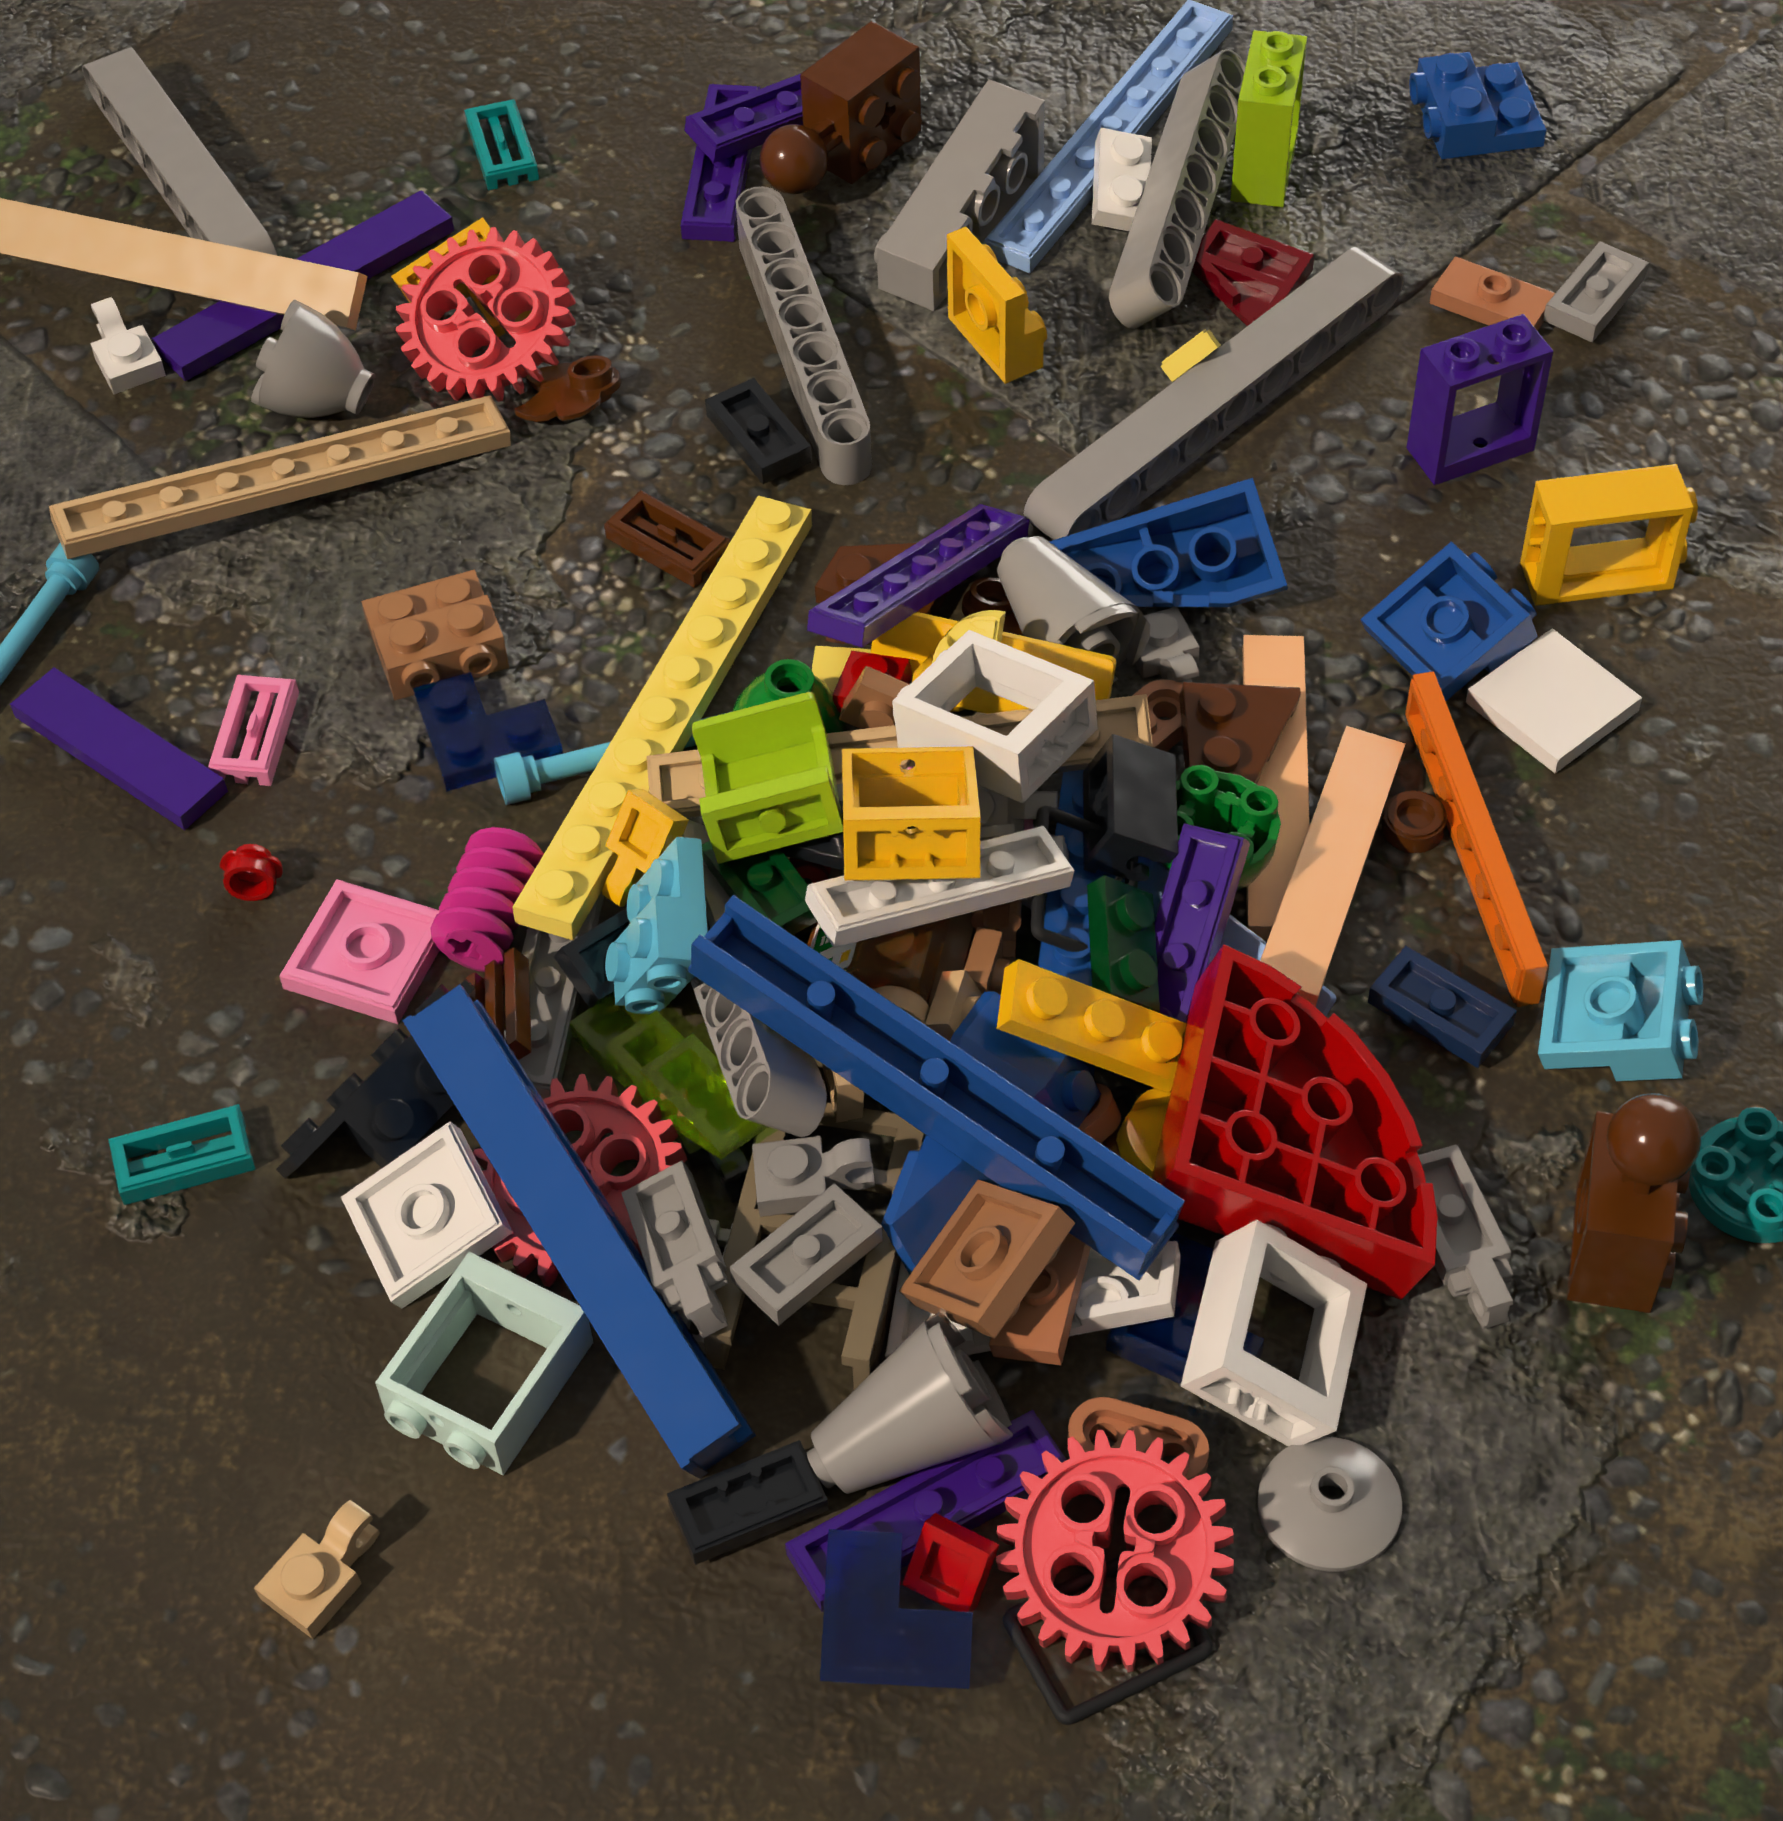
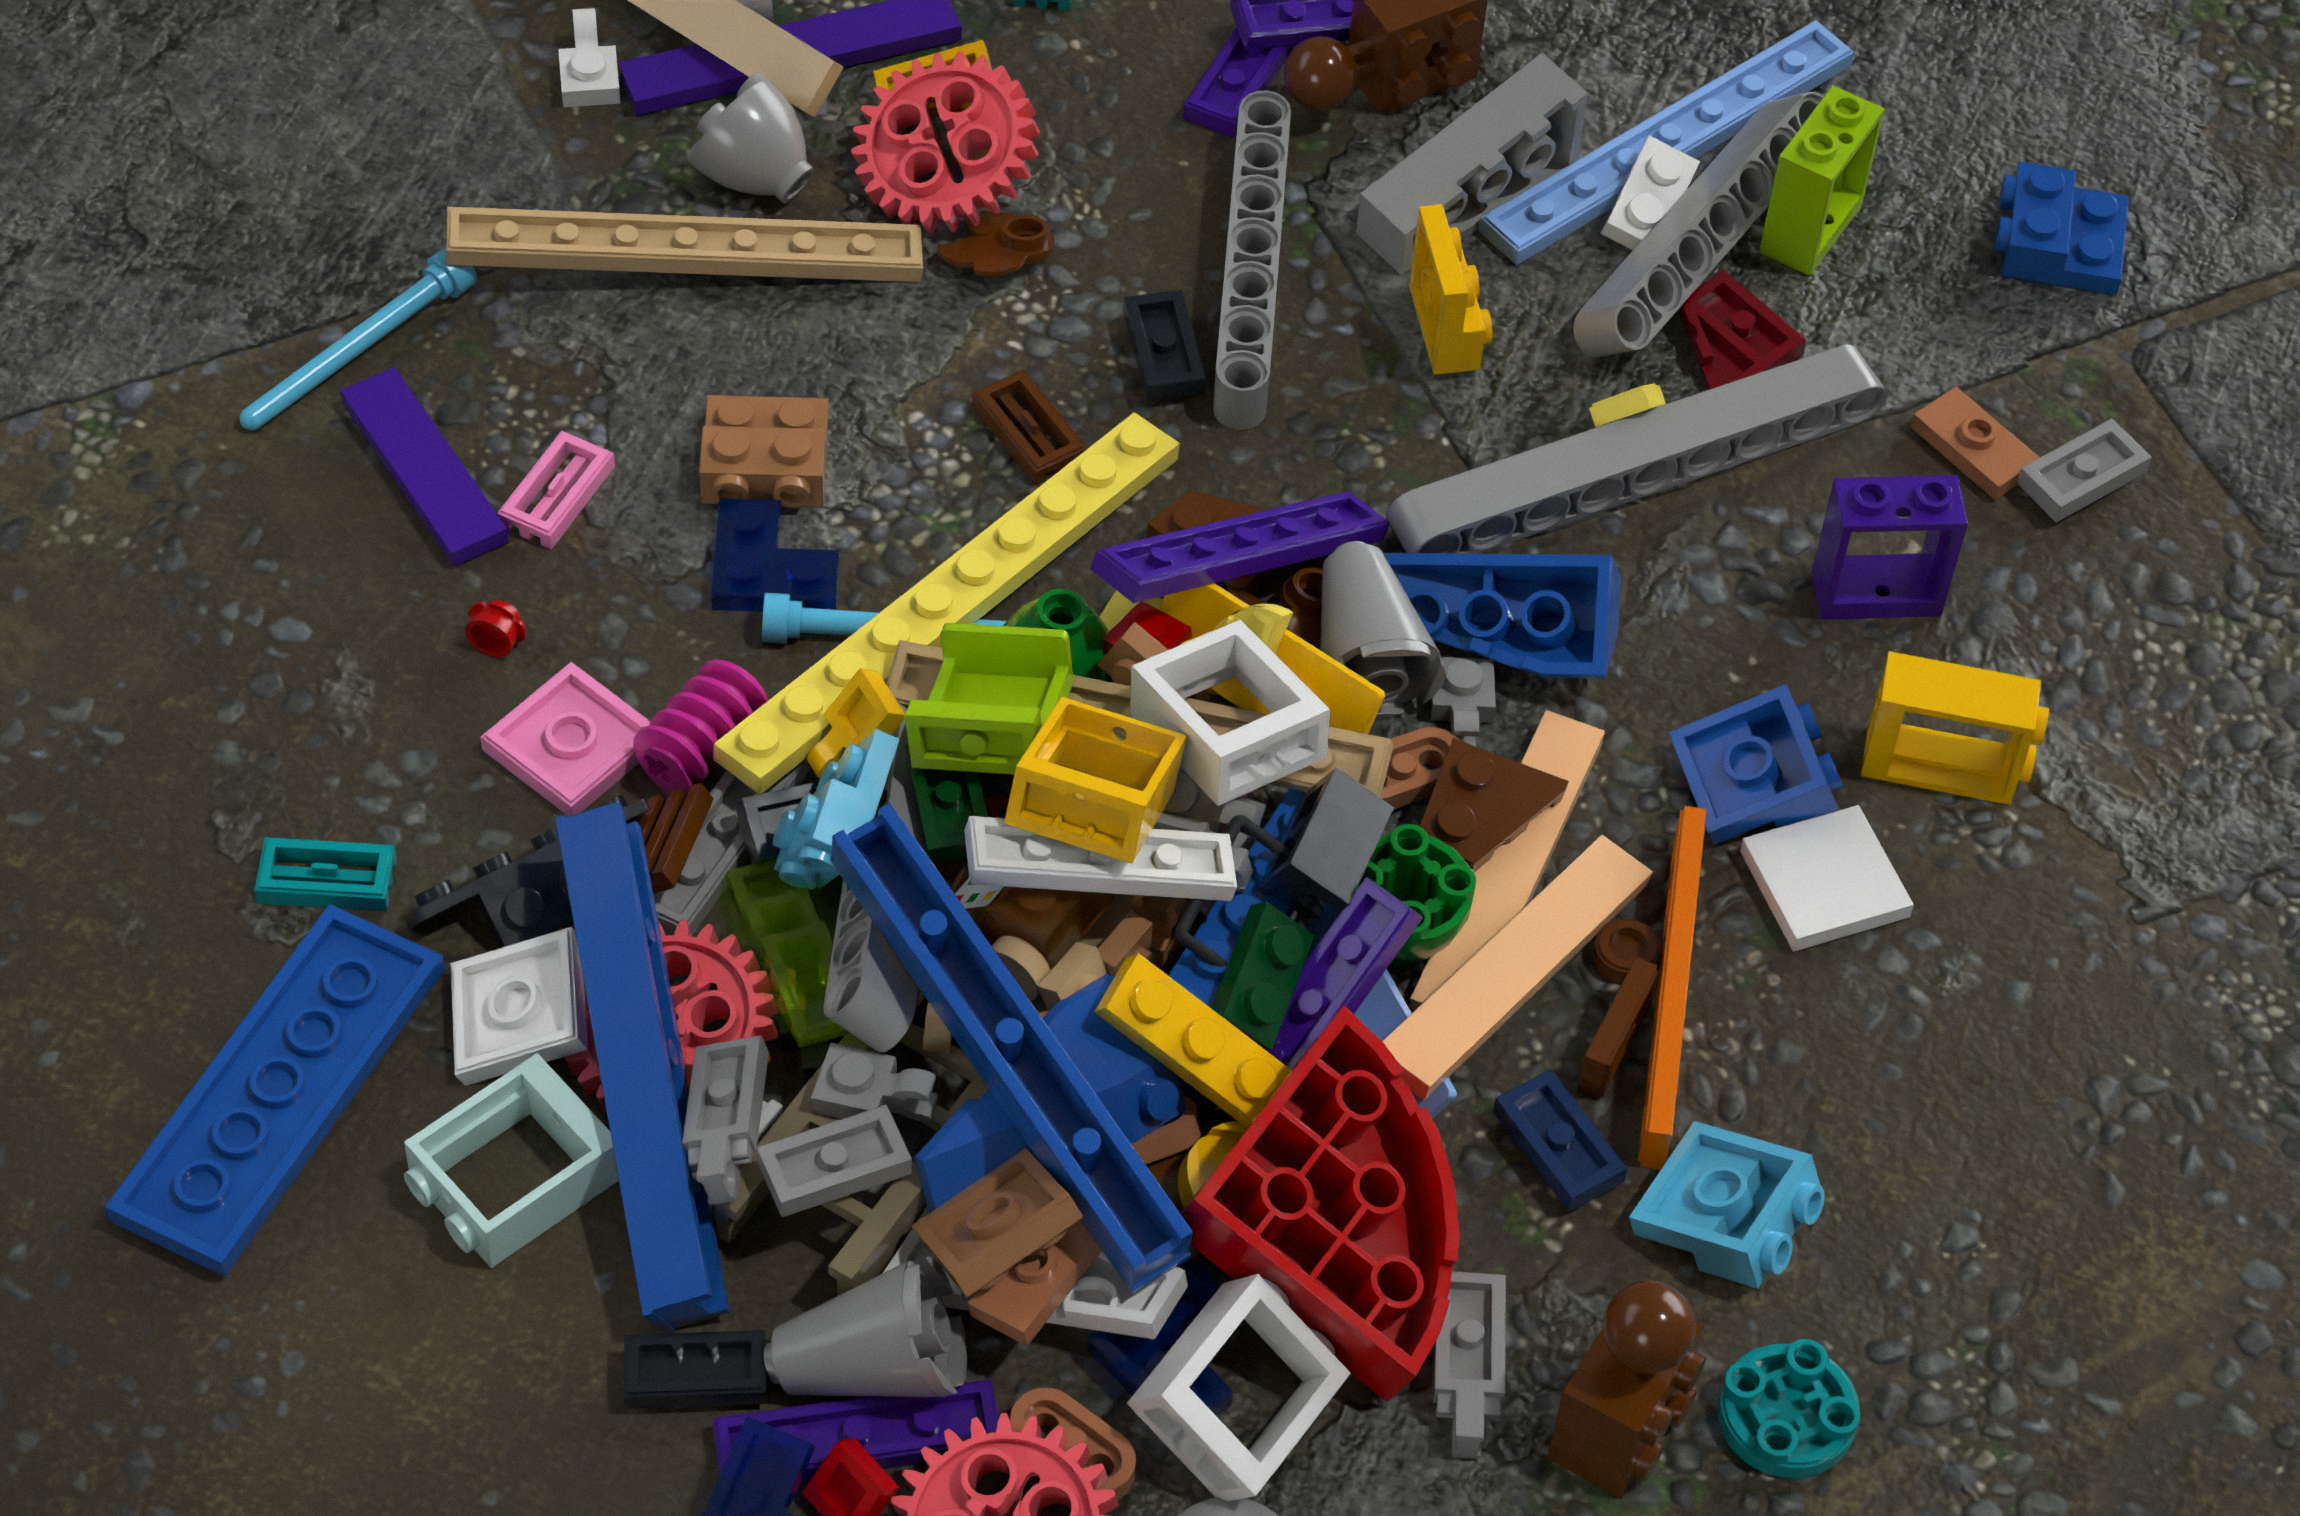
camera: 15 degrees right, 0 degrees up
(219, 1380) = (275, 1090): none -> blue plate
(317, 1578) = (287, 1300): tan plate -> none
(1446, 890) = (1618, 1029): none -> reddish brown tile

